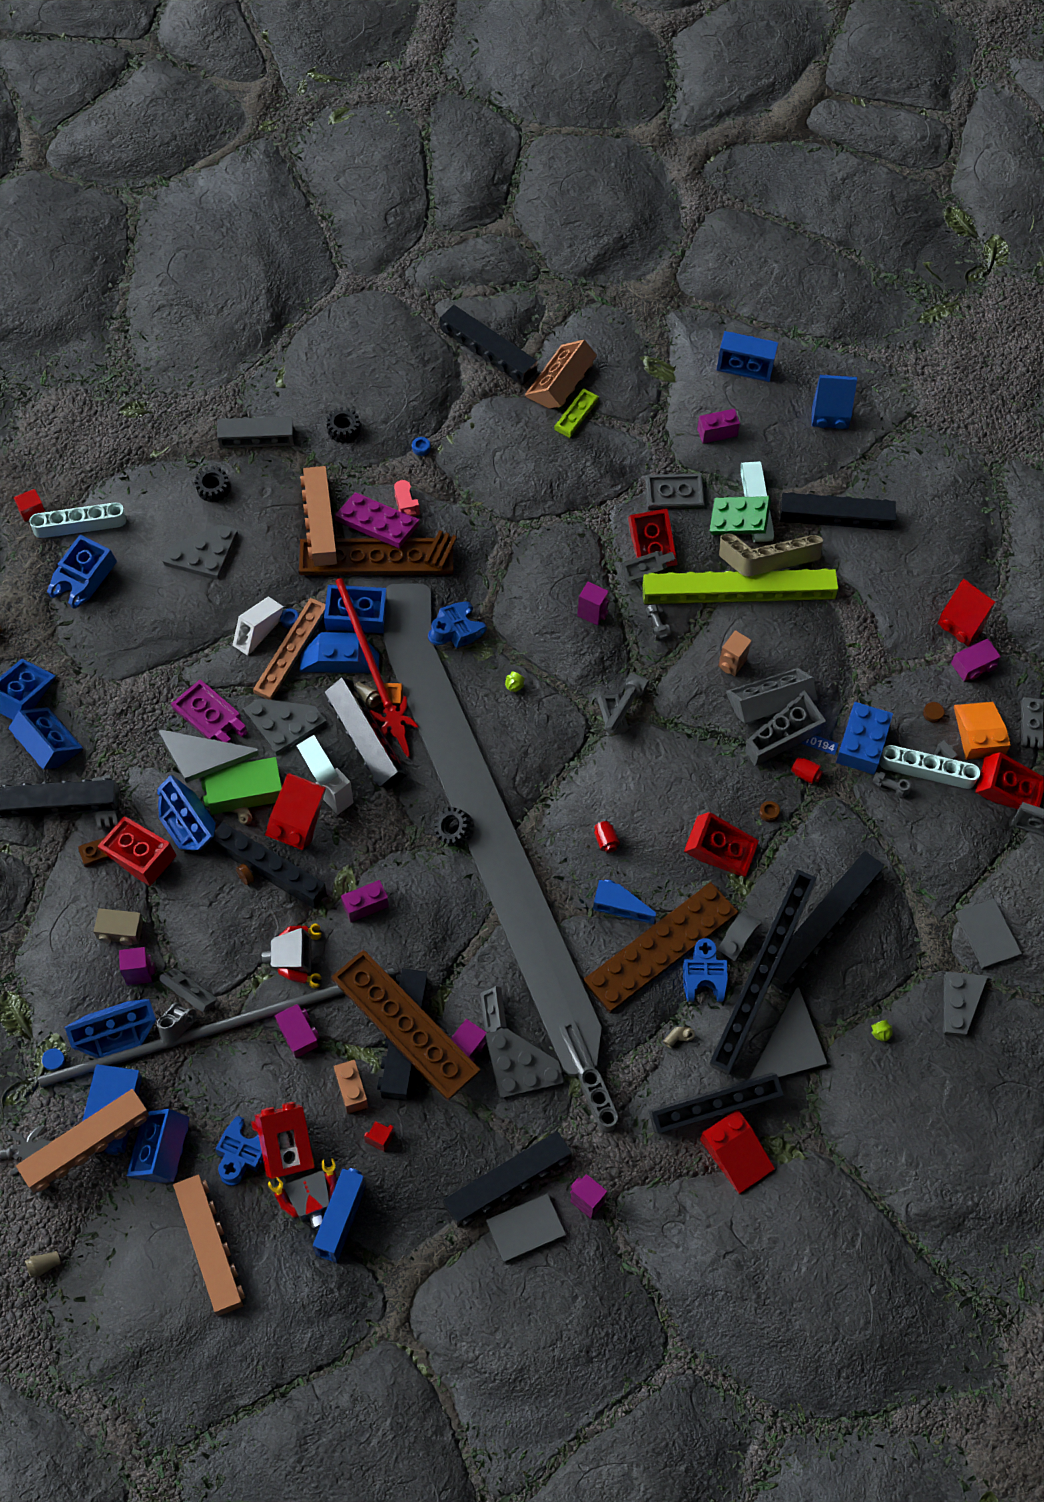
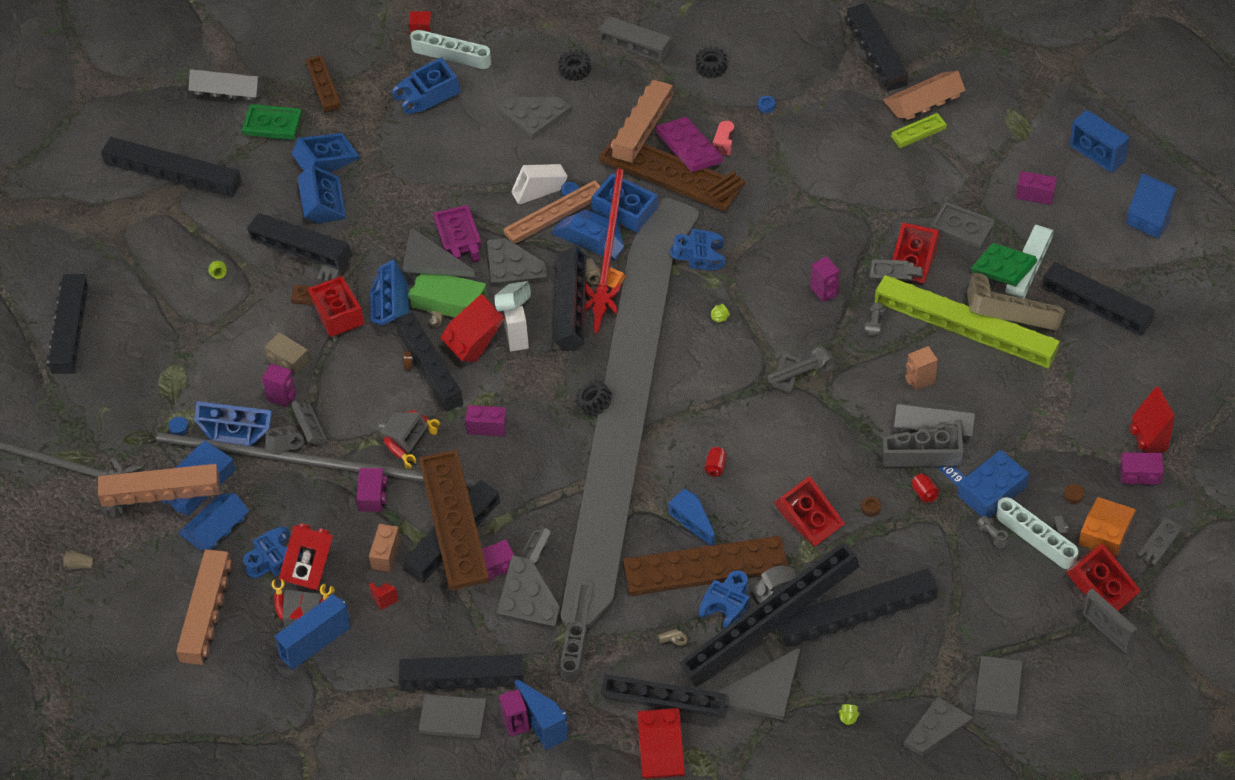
camera: 35 degrees right, 10 degrees down
(622, 1184) = (544, 716): none -> blue slope

